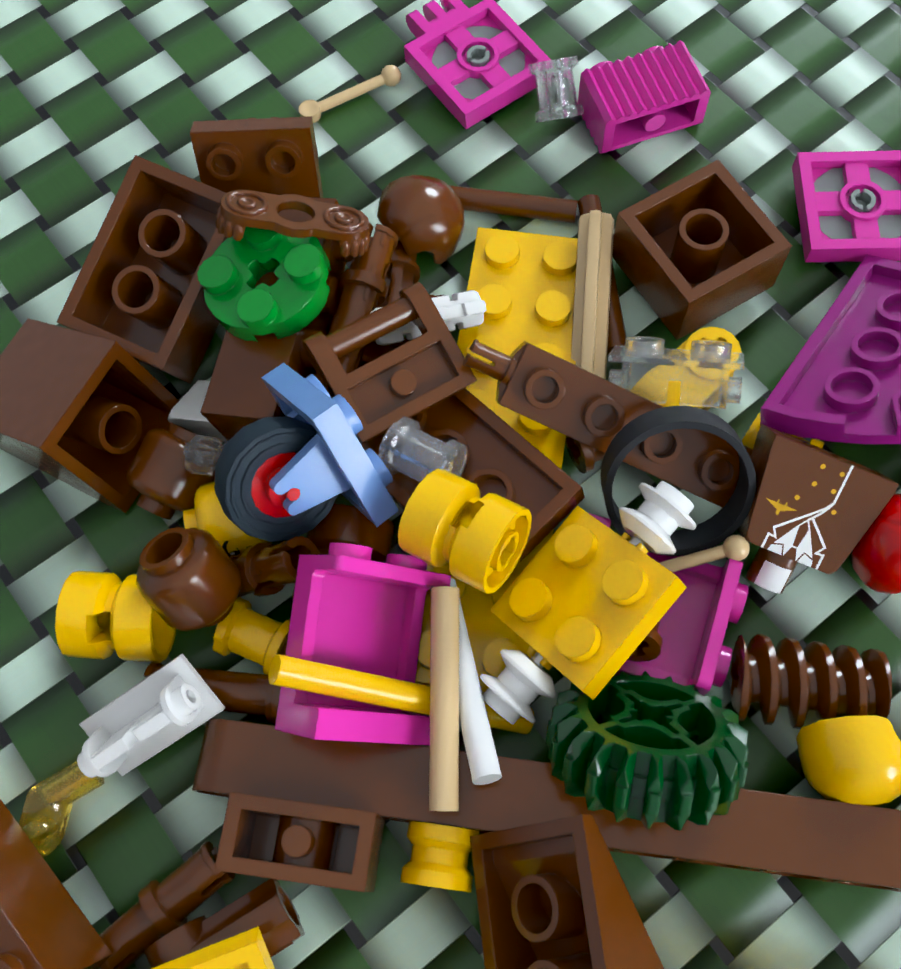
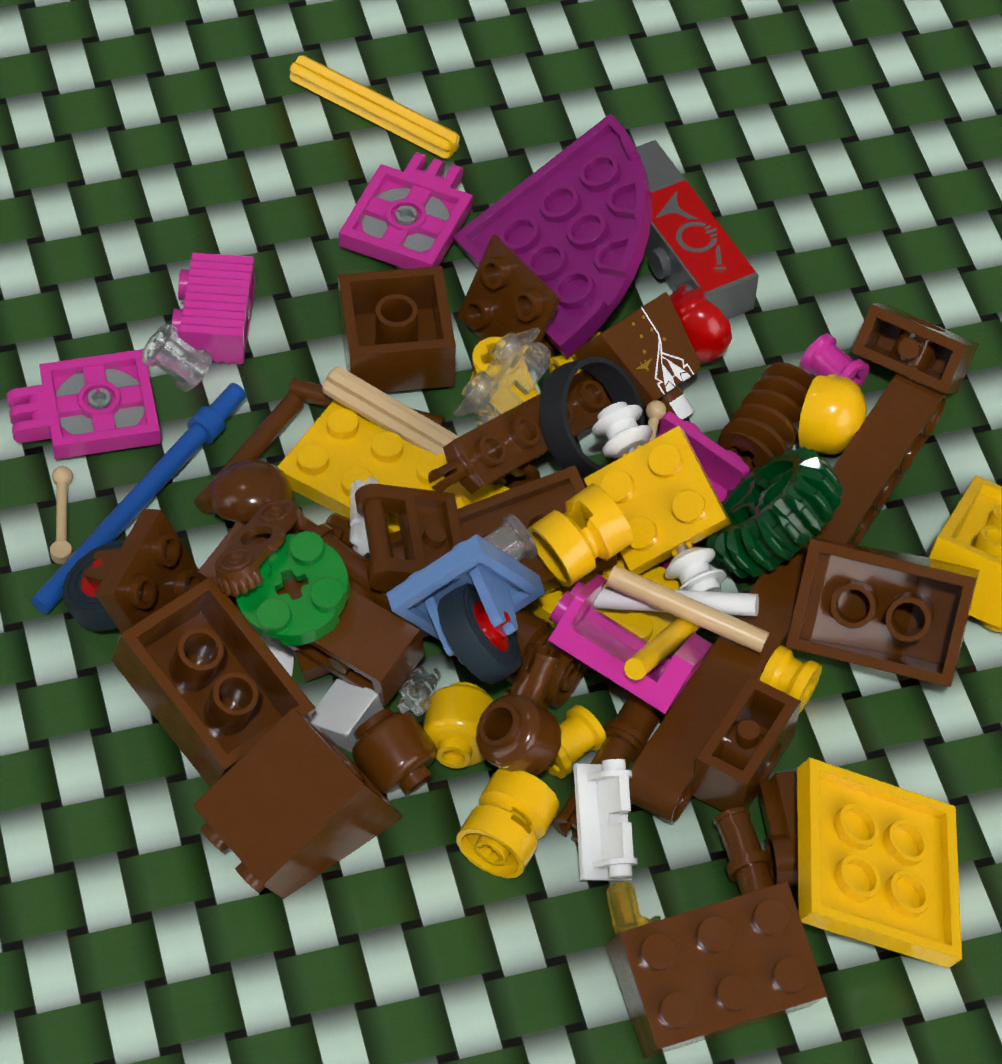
camera: 75 degrees left, 15 degrees down
(500, 152) = (202, 429): none -> blue bar
(792, 336) = (507, 297): none -> reddish brown hinge

